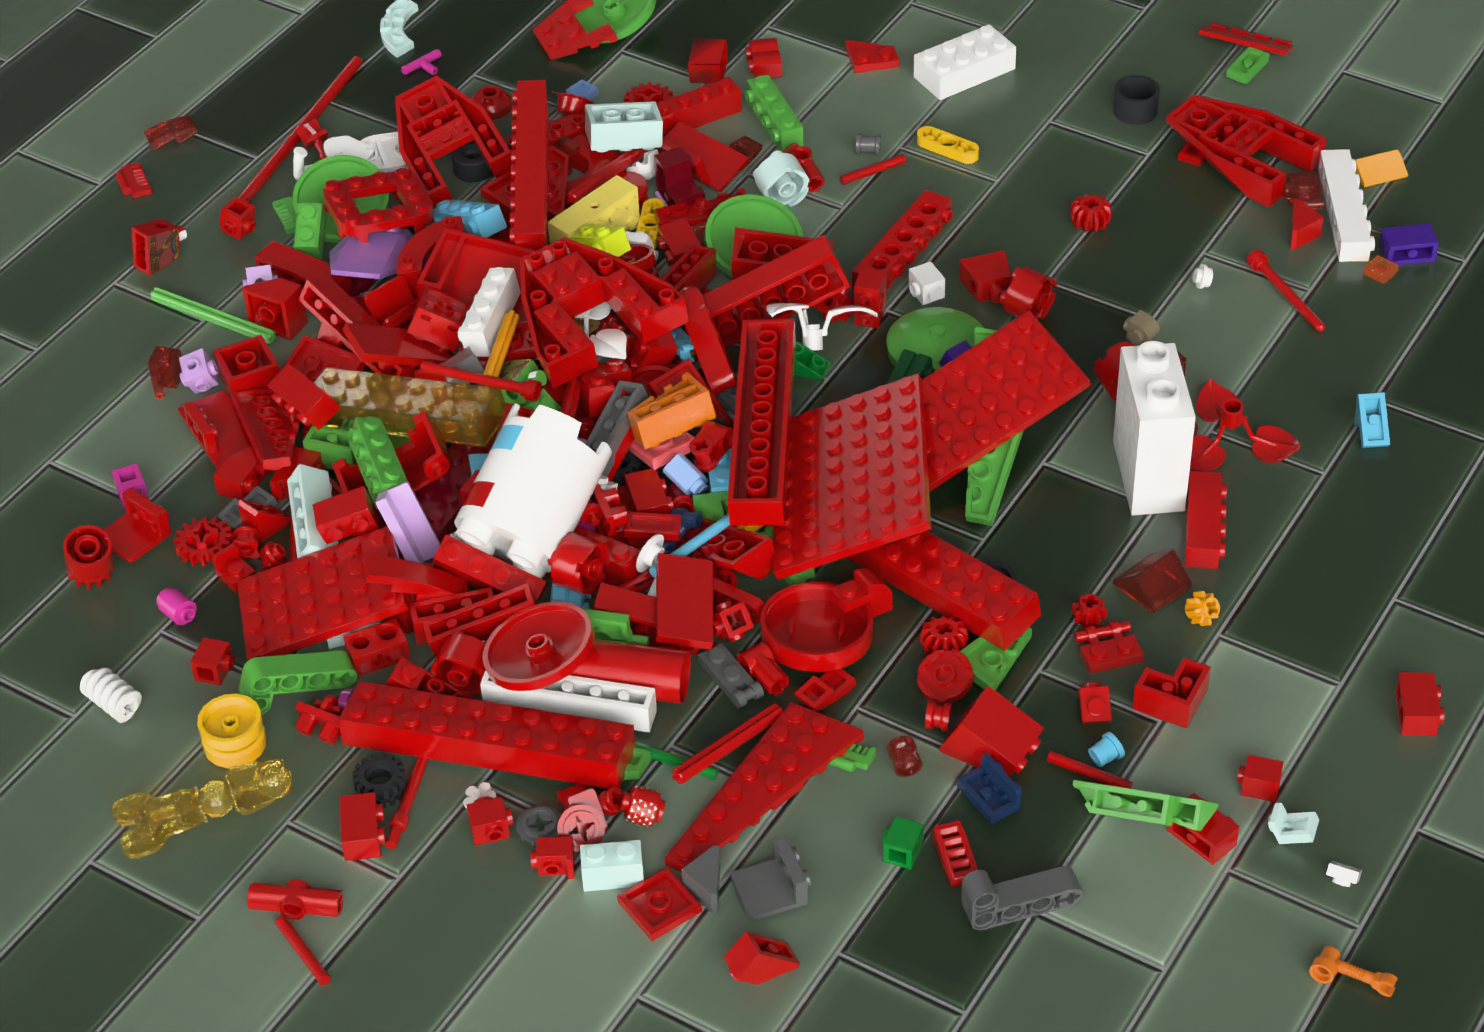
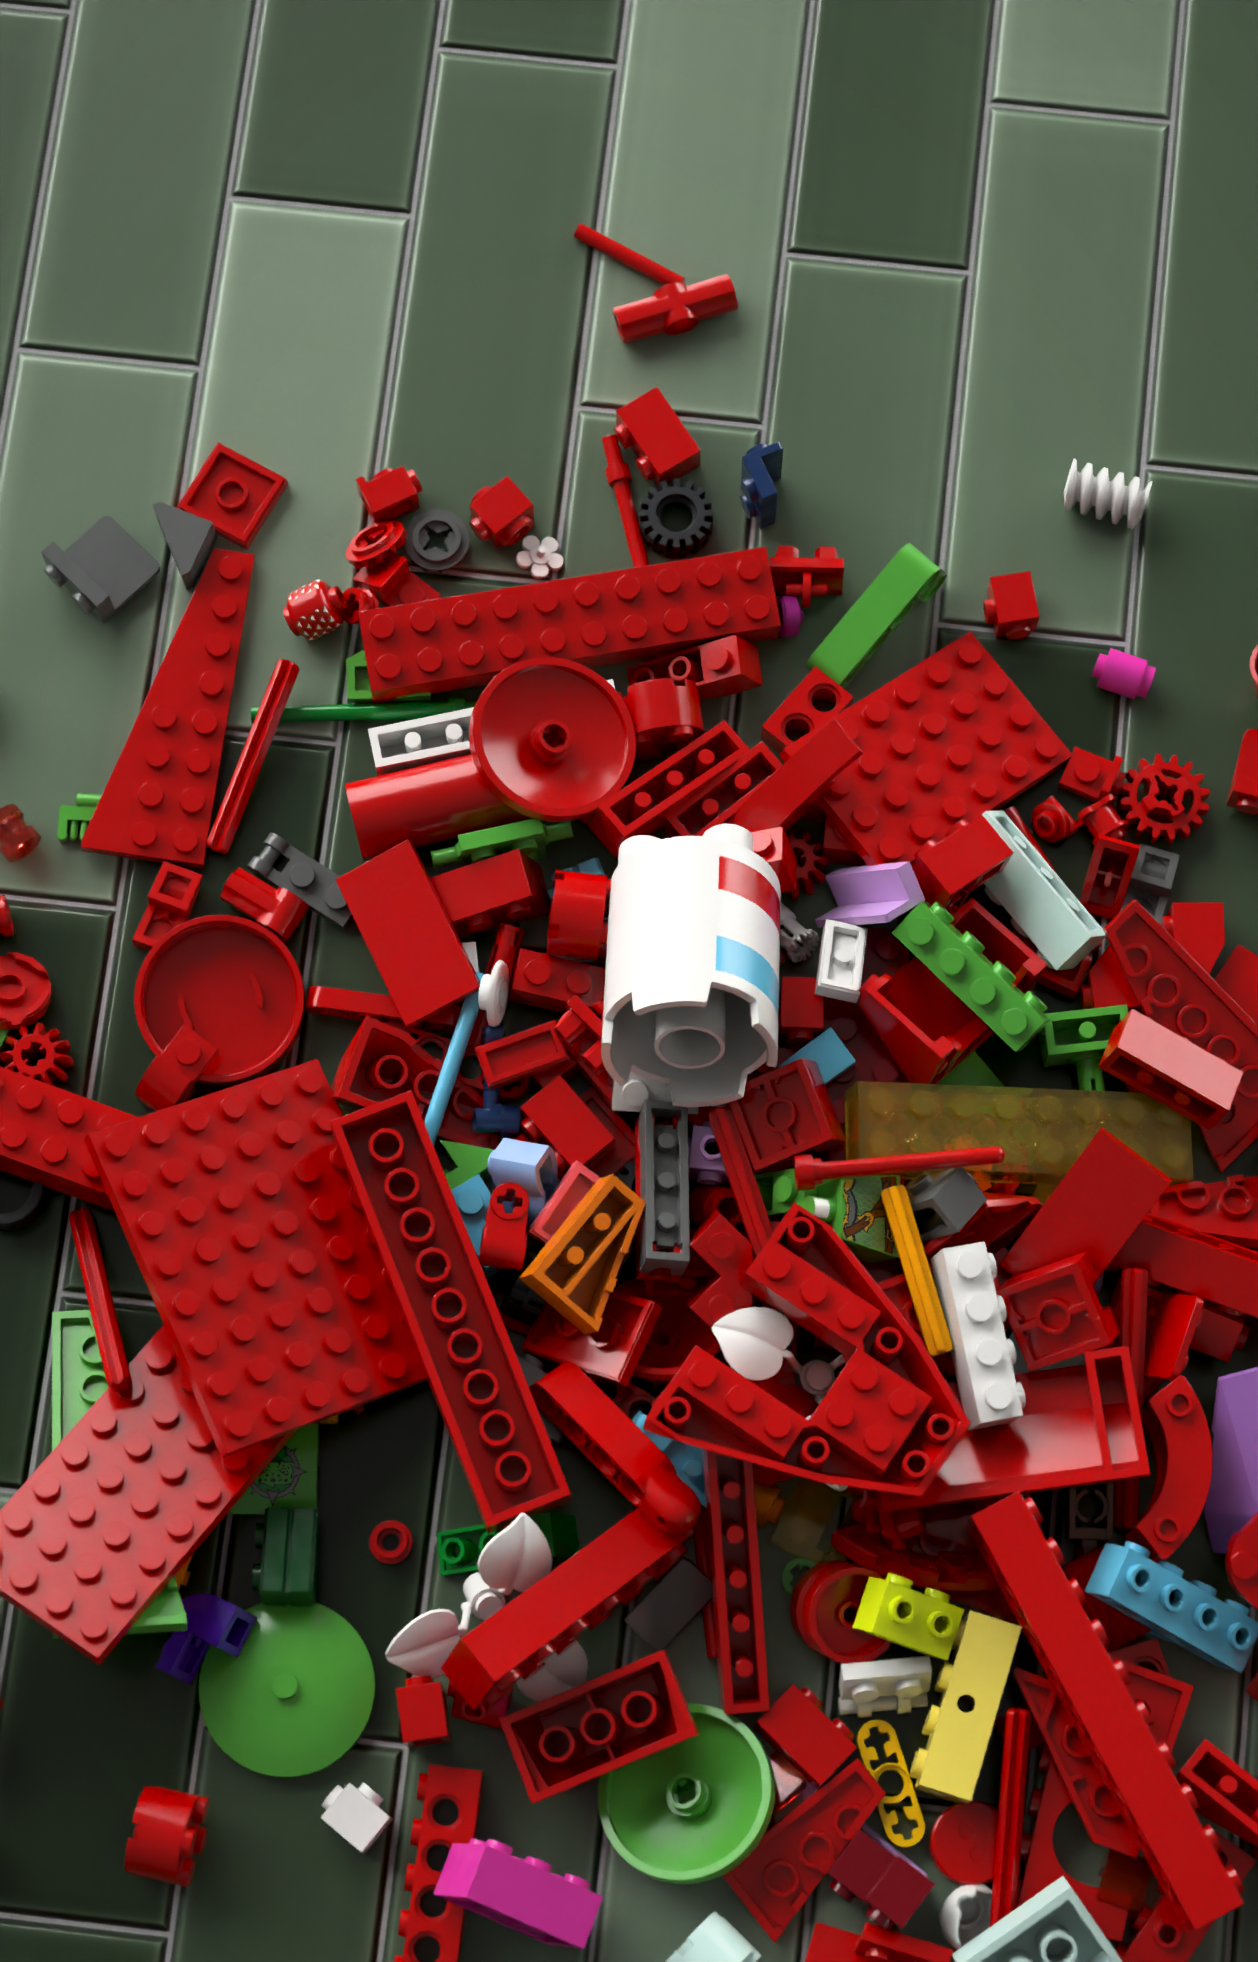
camera: 155 degrees right, 30 degrees up
(176, 812) = (889, 369): clear yellow piece -> none
(232, 730) = (905, 496): yellow wheel -> none
(313, 766) = (759, 471): none -> dark blue bracket
(445, 493) = (841, 961): none -> white plate
(611, 865) = (309, 507): light aqua brick -> none
(731, 620) = (340, 955): red brick -> none
(759, 958) = (64, 457): red slope -> none
(850, 378) = (385, 1529): none -> red plate
(859, 214) = (519, 1893): none -> dark pink brick
(960, 494) = (100, 1300): none -> red axle
(986, 276) = (259, 1876): red torso -> none

